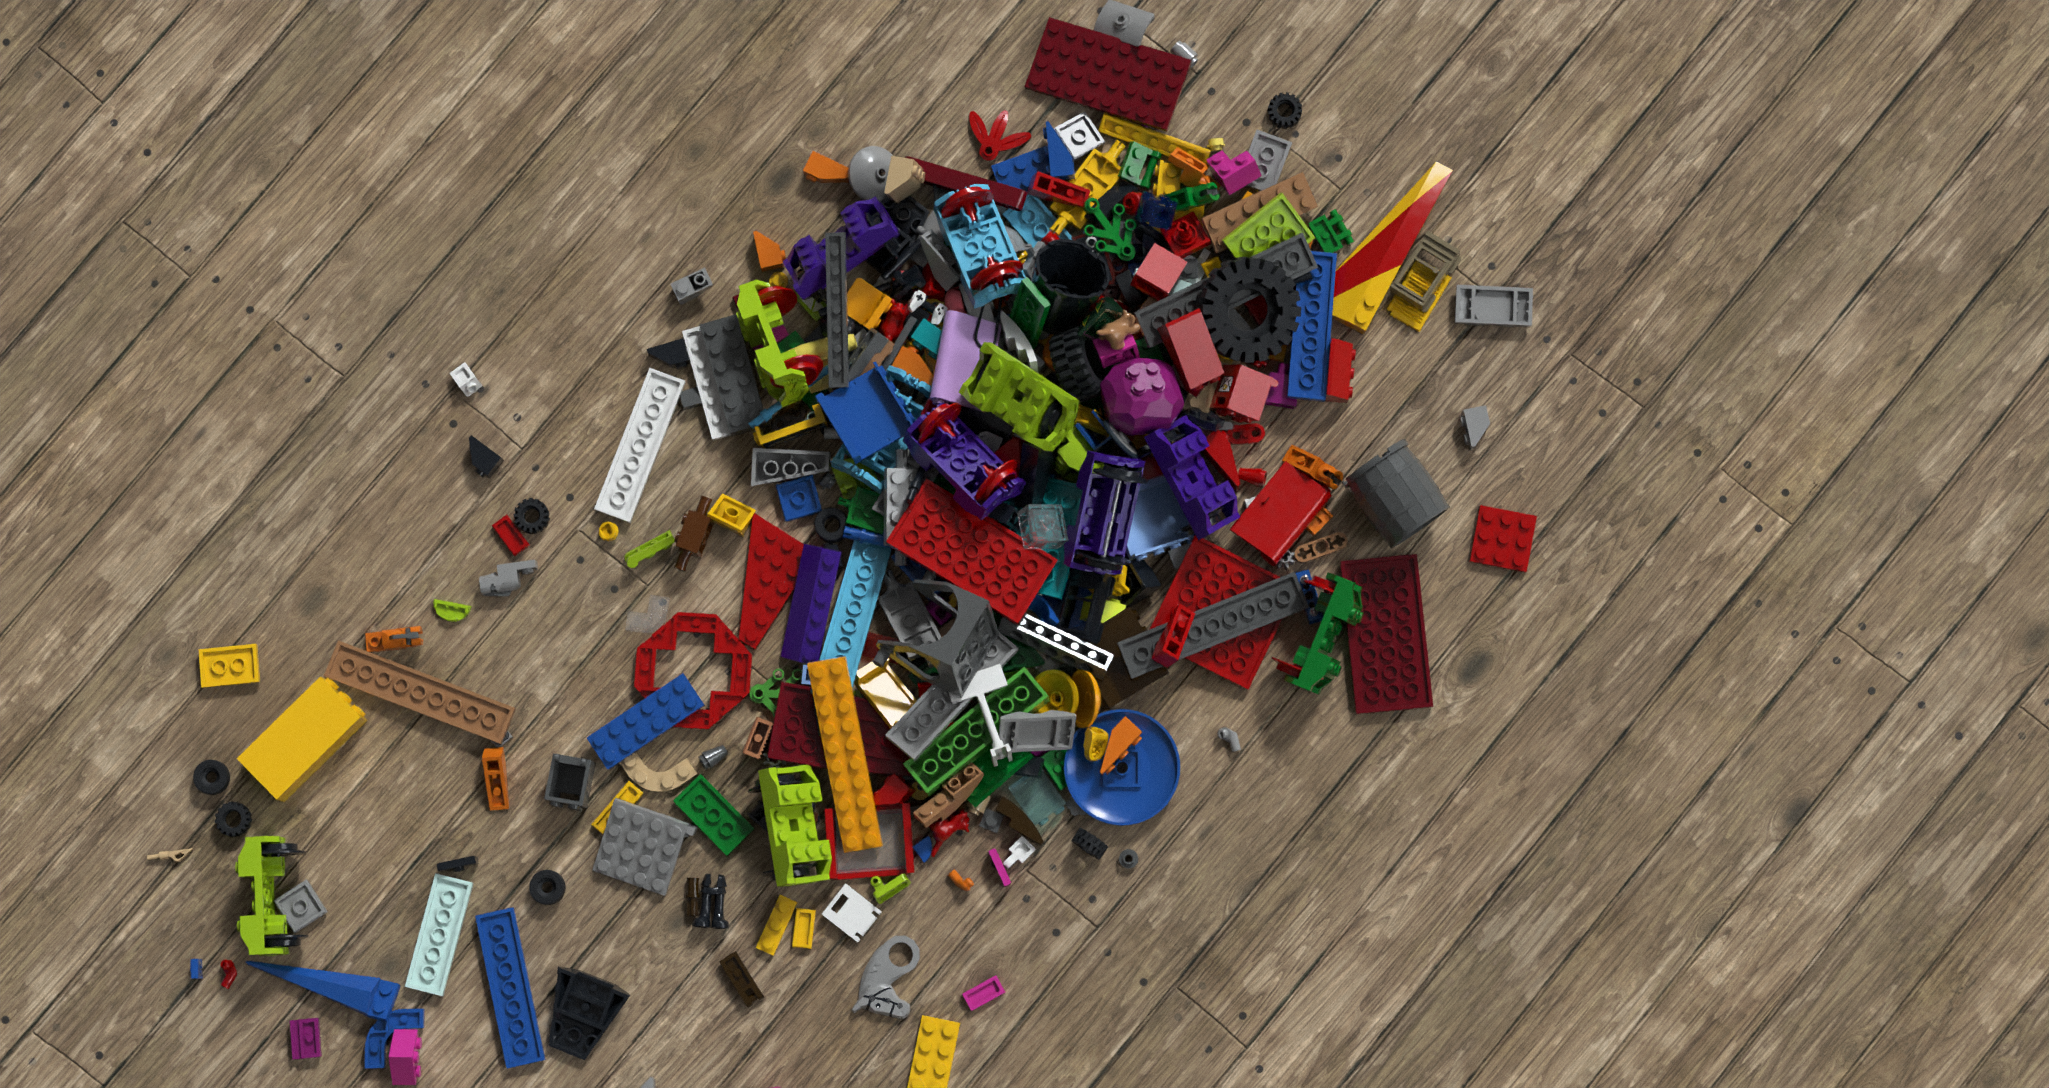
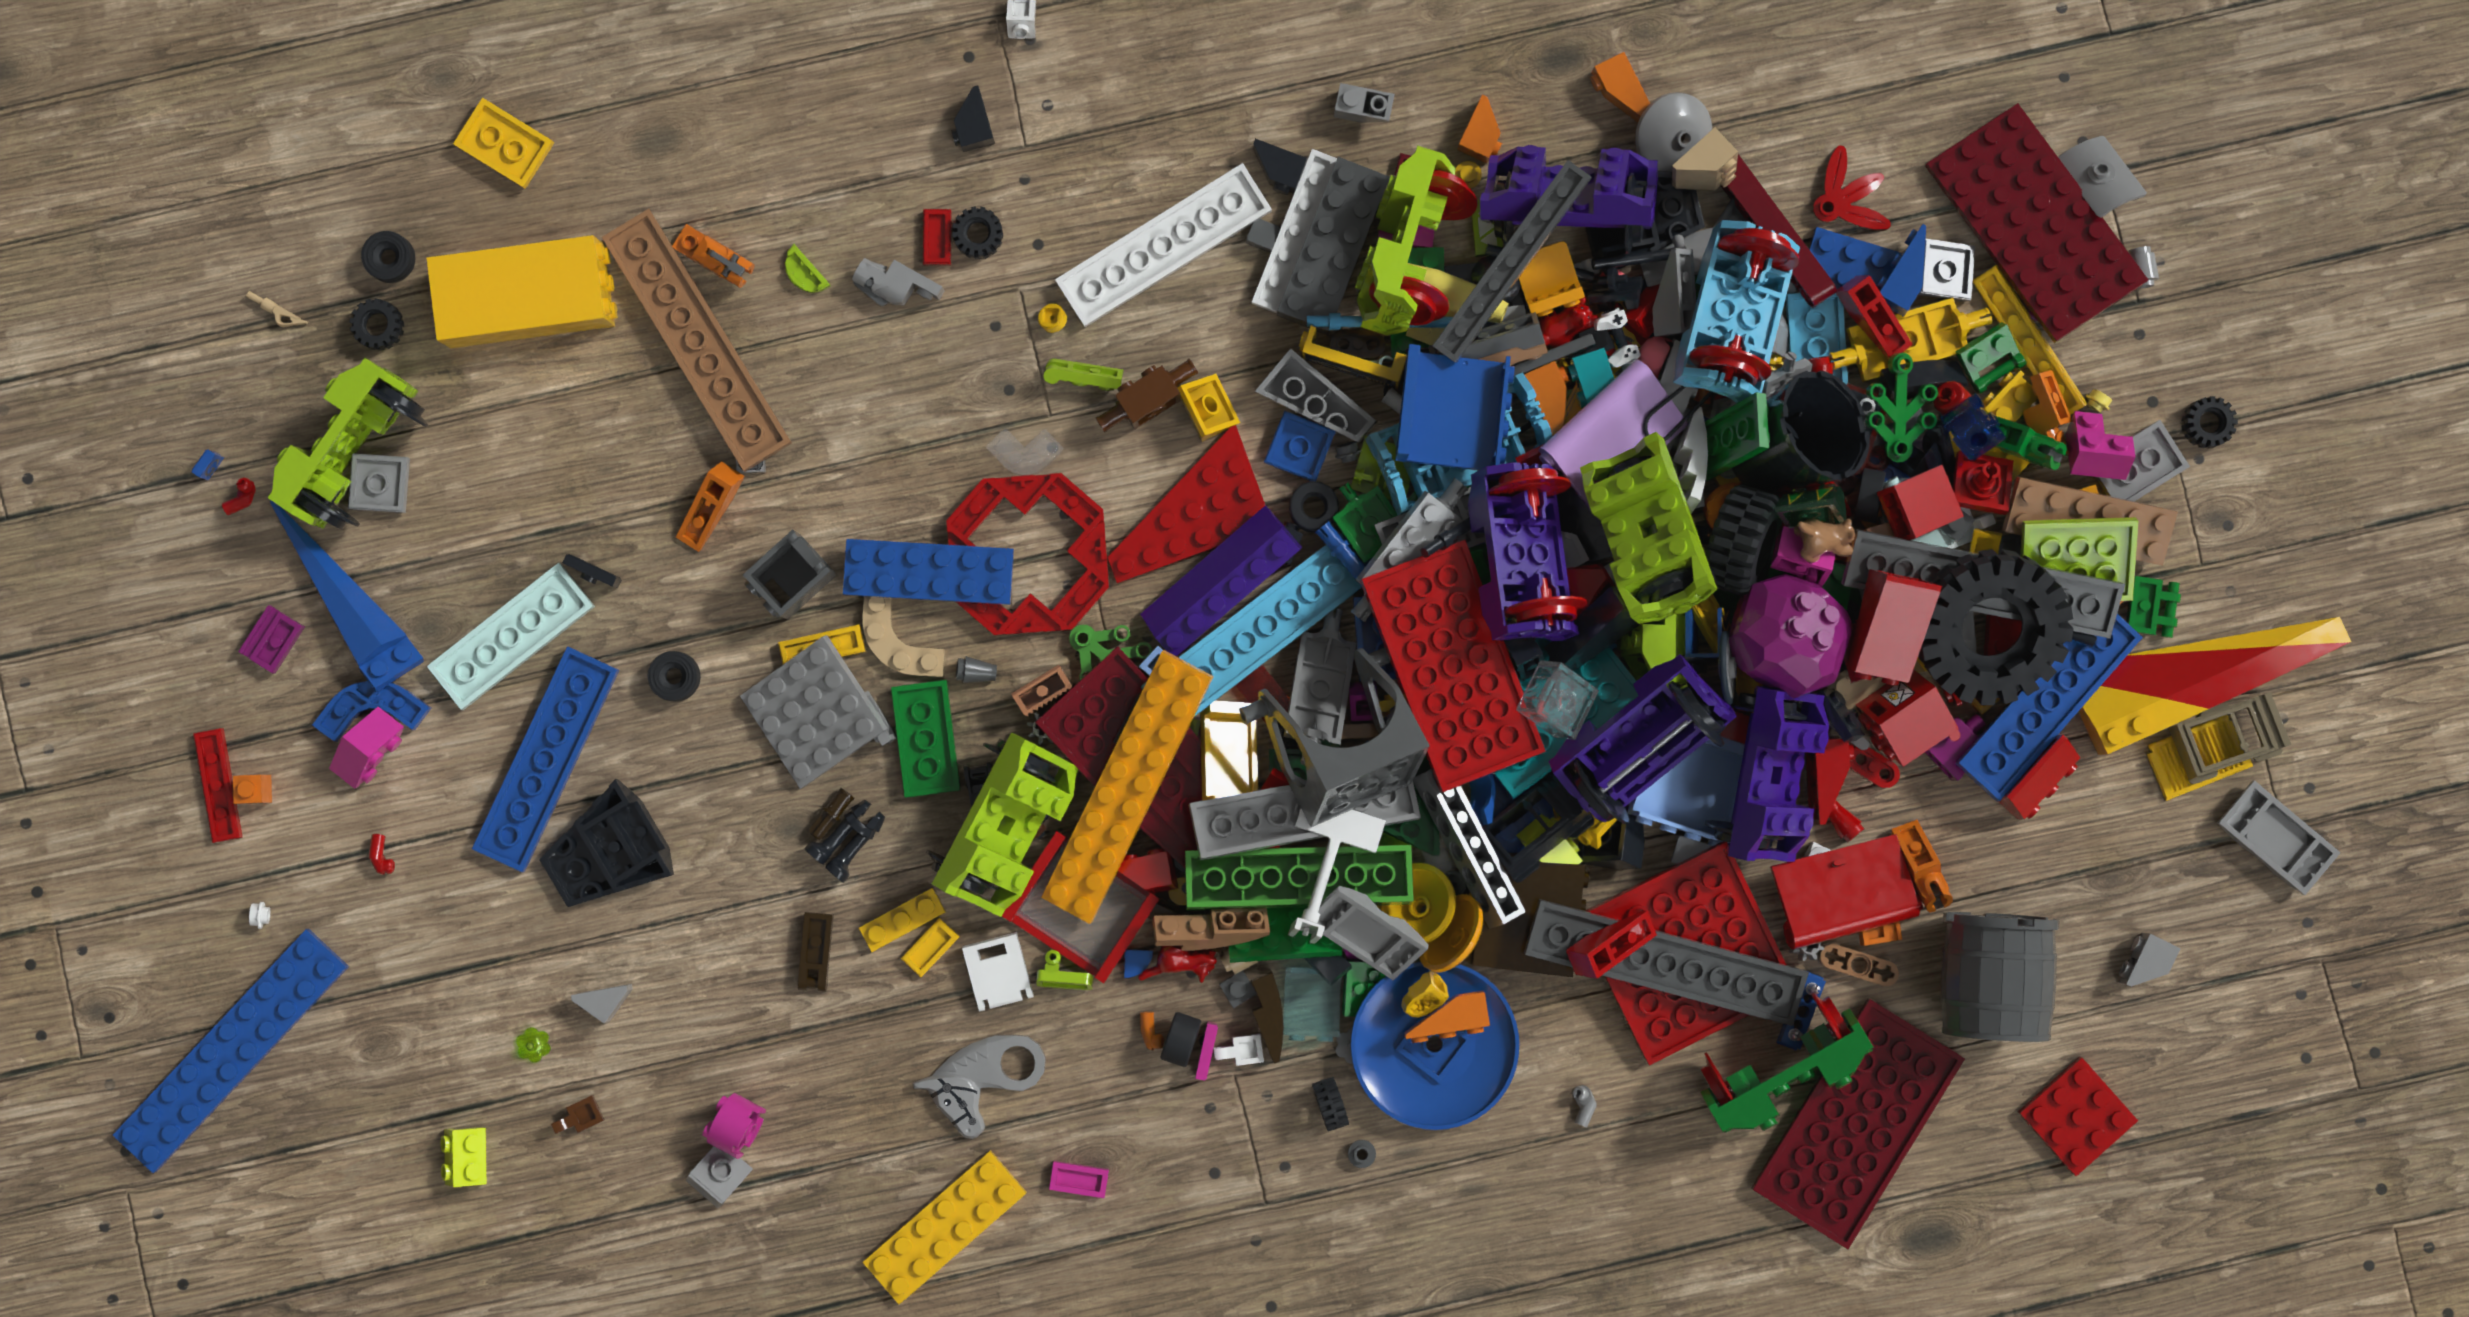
camera: 30 degrees right, 5 degrees up
(980, 871) = (1180, 1039): none -> black tyre

